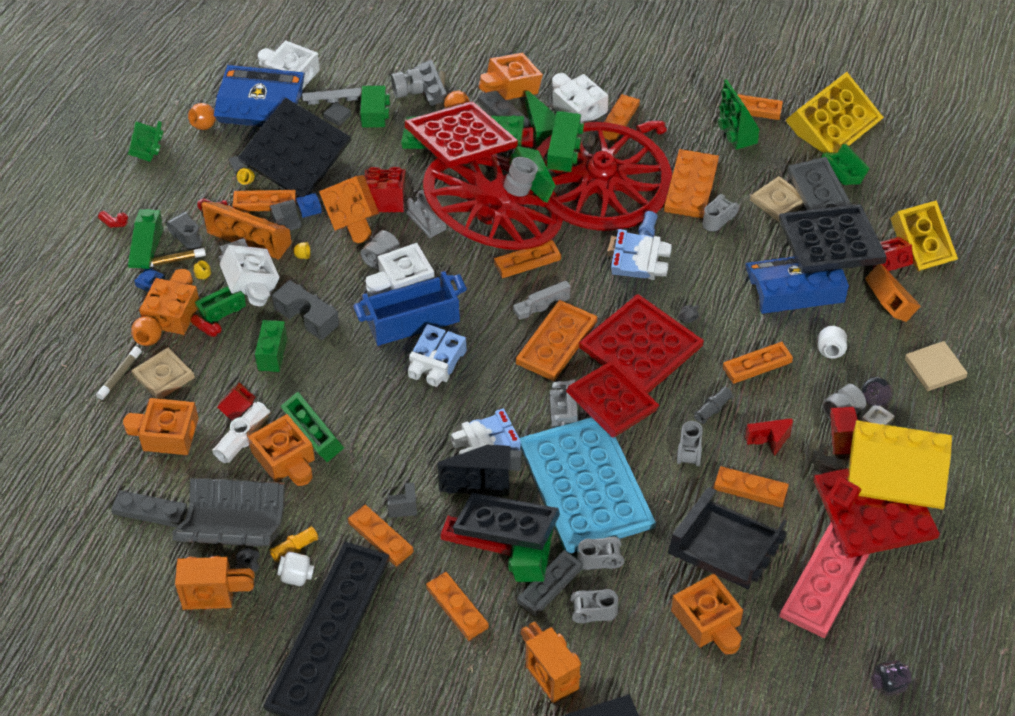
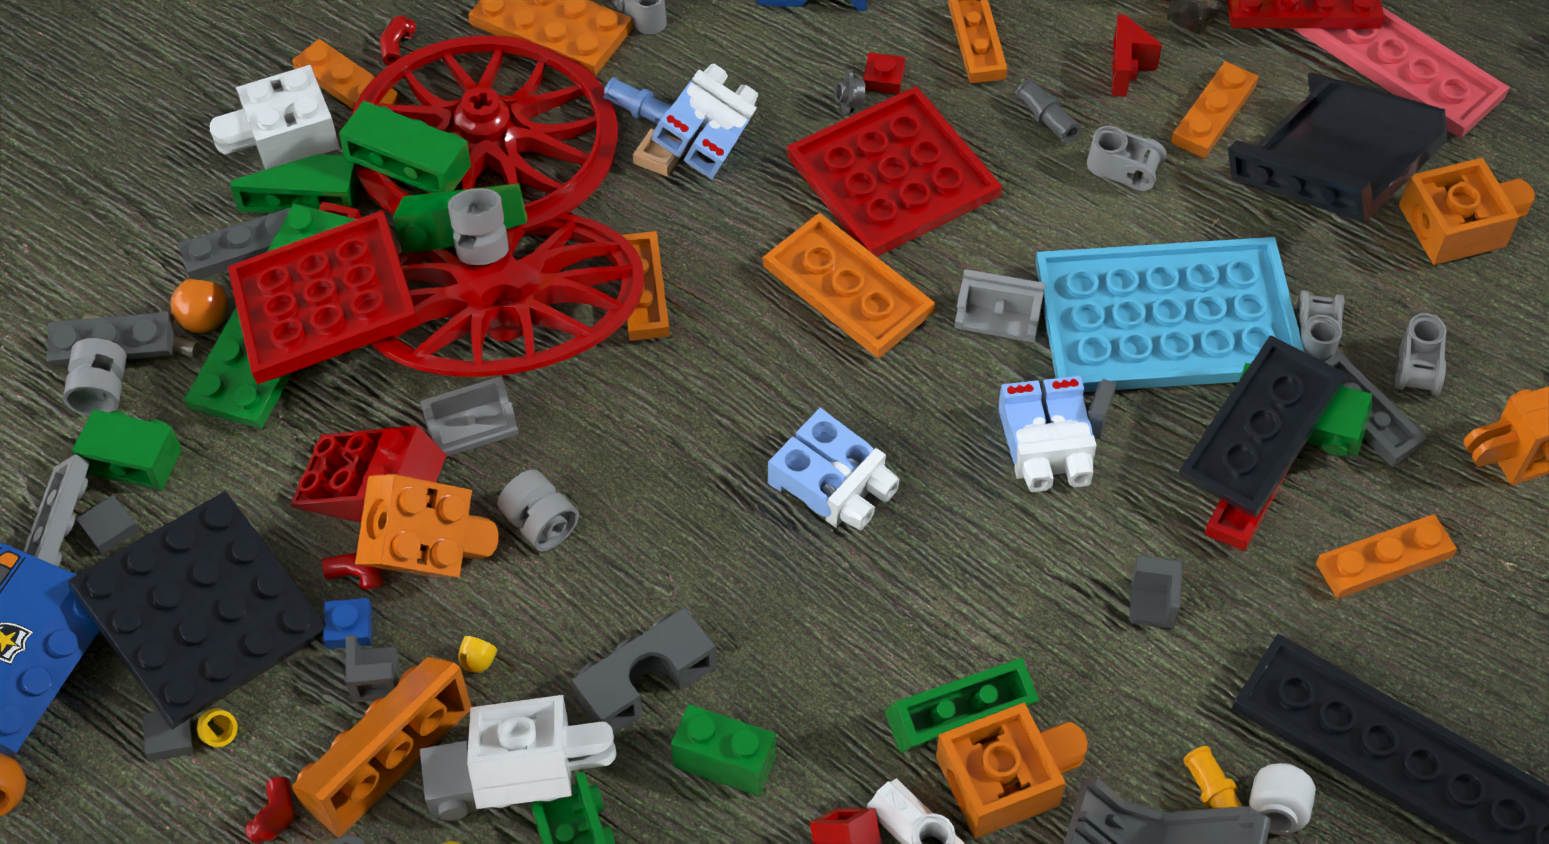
camera: 75 degrees left, 5 degrees up
(261, 199) = (303, 703): orange plate -> none
(380, 535) = (1215, 646): orange plate -> none
(399, 270) = (620, 482): white brick -> none
(410, 308) = (711, 480): blue container -> none
(477, 471) = (1136, 445): black slope -> none
(511, 76) = (179, 198): orange brick -> none
(542, 300) = (753, 285): light grey hinge -> none
(612, 398) = (1017, 228): red plate -> none
(714, 328) = (884, 73): none -> red plate

